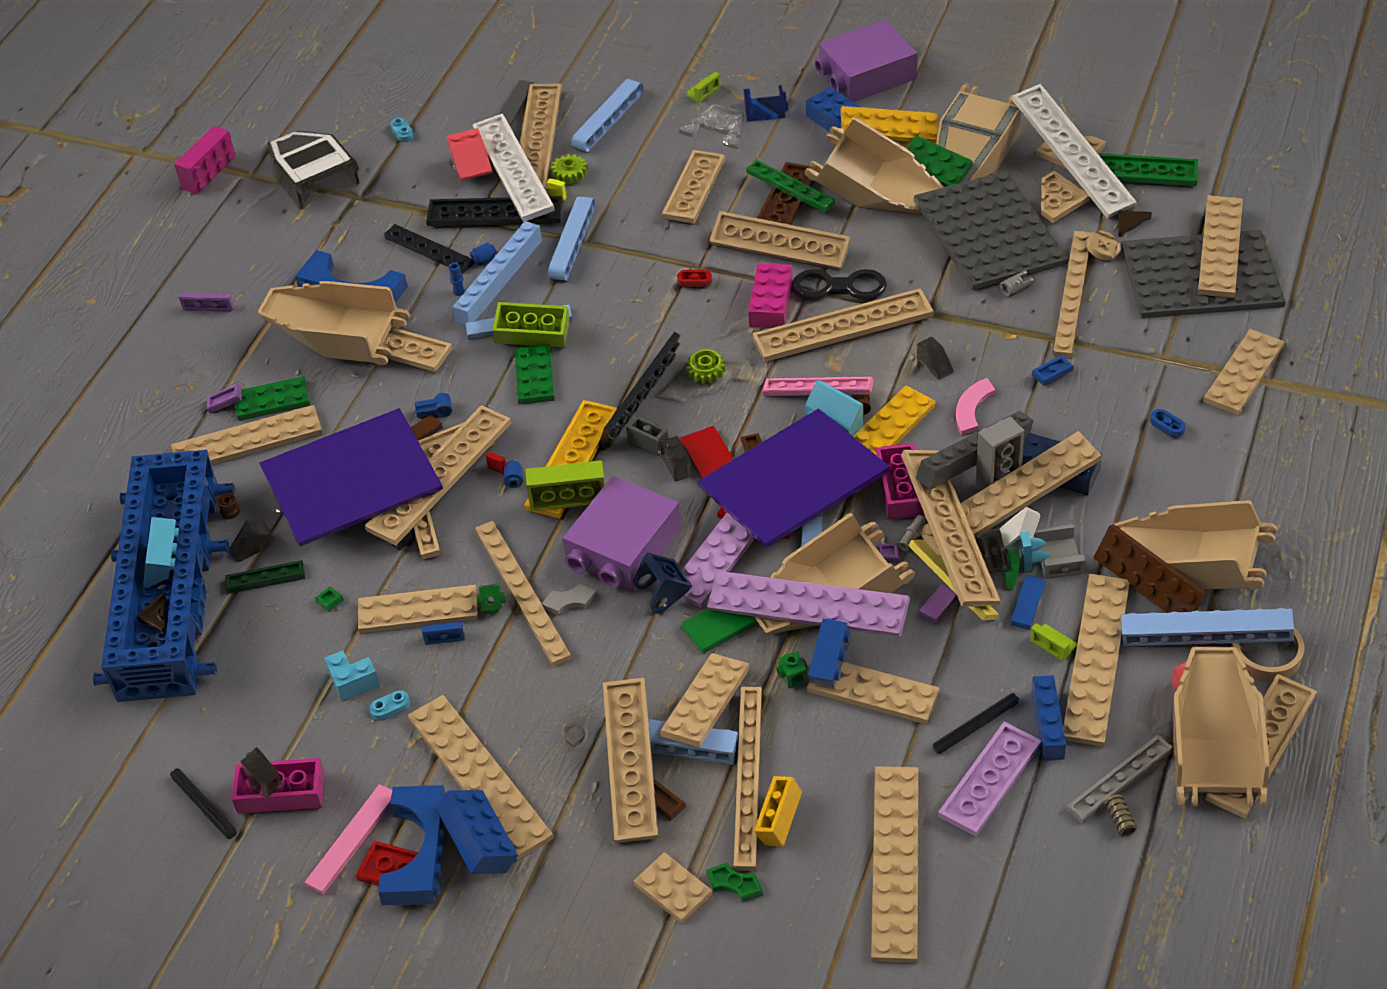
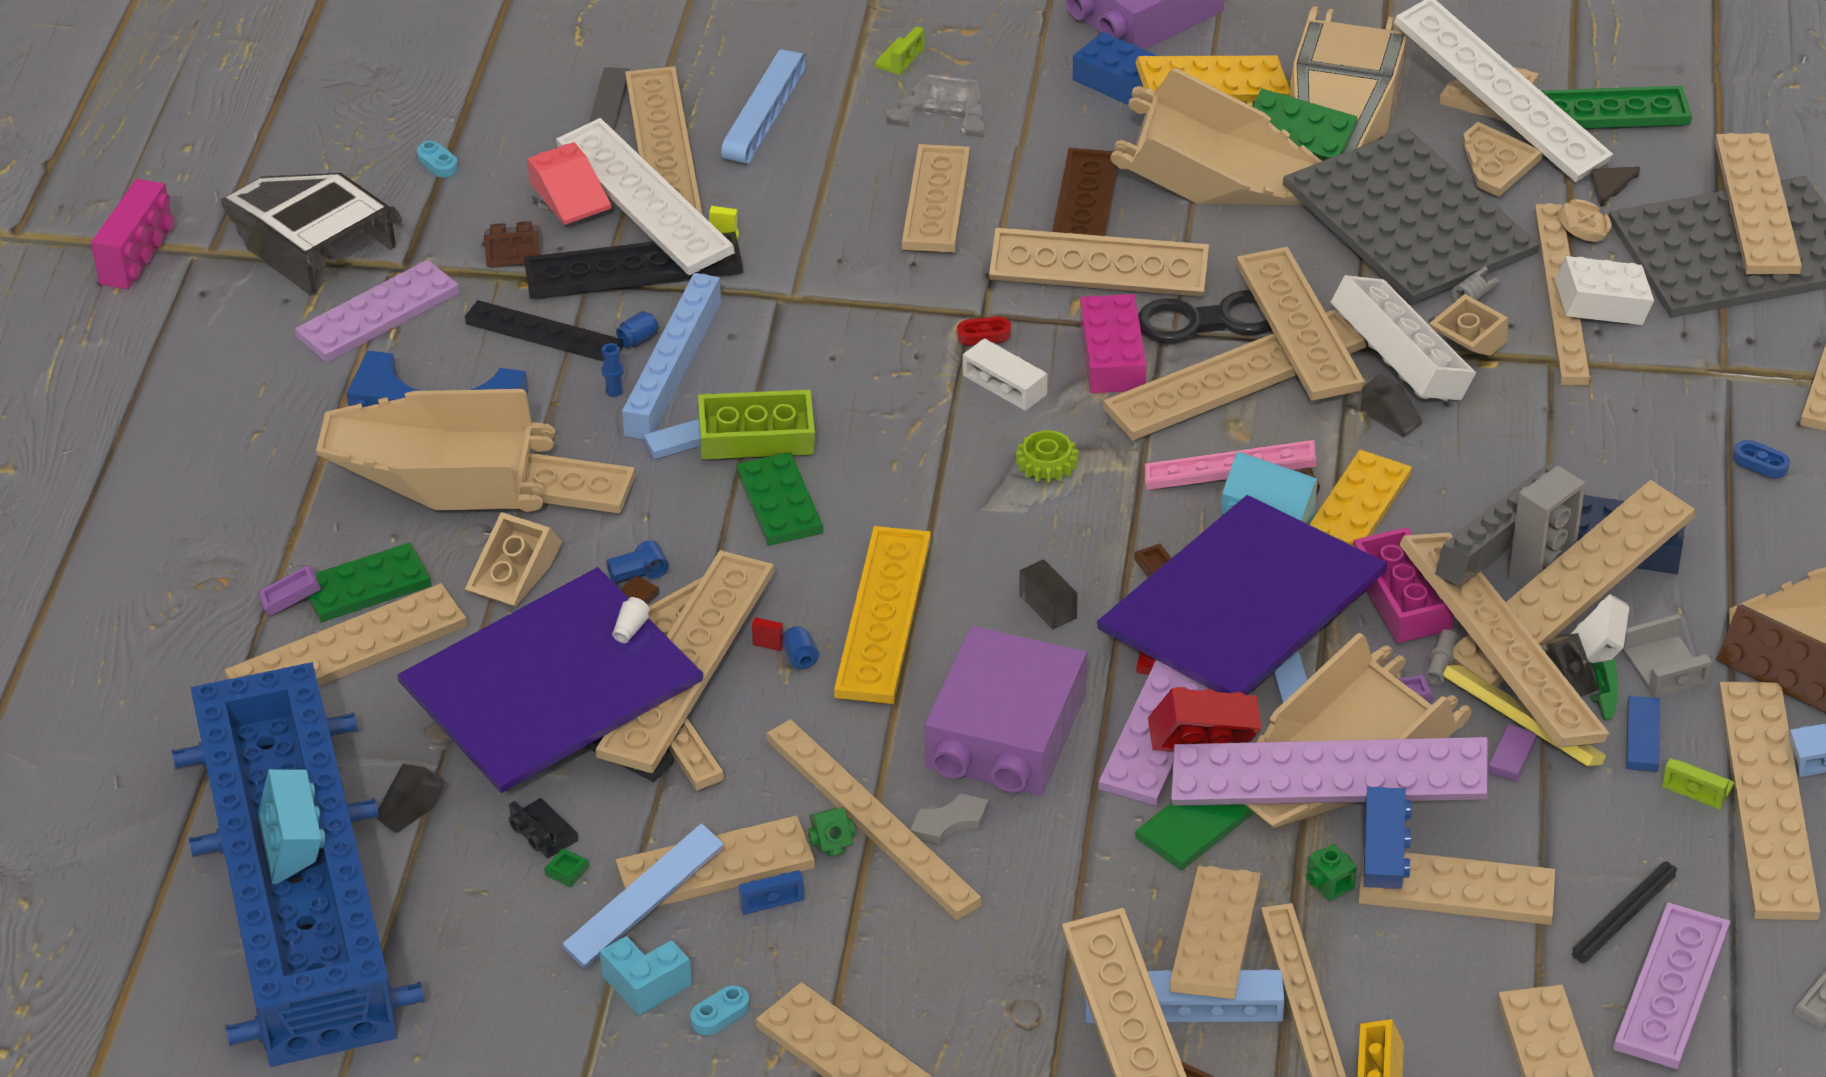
camera: 15 degrees left, 5 degrees down
(155, 614) = (308, 921): dark brown tile -> none
(203, 301) = (207, 448): medium lavender tile -> none
(228, 505) = (355, 749): reddish brown wheel -> none
(265, 576) = (450, 848): dark green tile -> none
(322, 571) = (542, 827): none -> black bracket
(335, 224) = (377, 311): none -> lavender plate
(360, 395) = (513, 560): none -> tan slope
(365, 624) = (643, 895): none -> light blue tile
(406, 444) = (630, 619): none -> white cone
(423, 189) = (510, 244): none -> reddish brown bracket
(564, 485) = (898, 650): lime brick -> none
(569, 169) = (732, 190): lime gear -> none
(571, 238) = (771, 293): light blue beam -> none
(639, 391) = (961, 504): black plate -> none
(646, 434) = (993, 564): dark grey brick -> none
(672, 580) = (1111, 779): dark blue hose -> none
(697, 308) = (1005, 374): none -> white brick
(706, 450) = (1094, 578): red tile -> none
(739, 556) = (1203, 718): none -> red brick
(765, 107) = (1008, 72): clear blue panel -> none
(790, 186) = (1089, 181): green tile -> none
(892, 296) = (1300, 323): none -> tan plate
(954, 313) = (1402, 338): none -> white brick
(967, 405) = (1460, 468): bright pink tile -> none
(1002, 310) = (1473, 325): none -> tan slope
(1030, 552) = (1625, 652): medium azure tile -> none
(1048, 718) = (1730, 888): blue brick -> none
(1052, 370) = (1569, 404): blue plate -> none
(1097, 295) = (1604, 290): none -> white brick

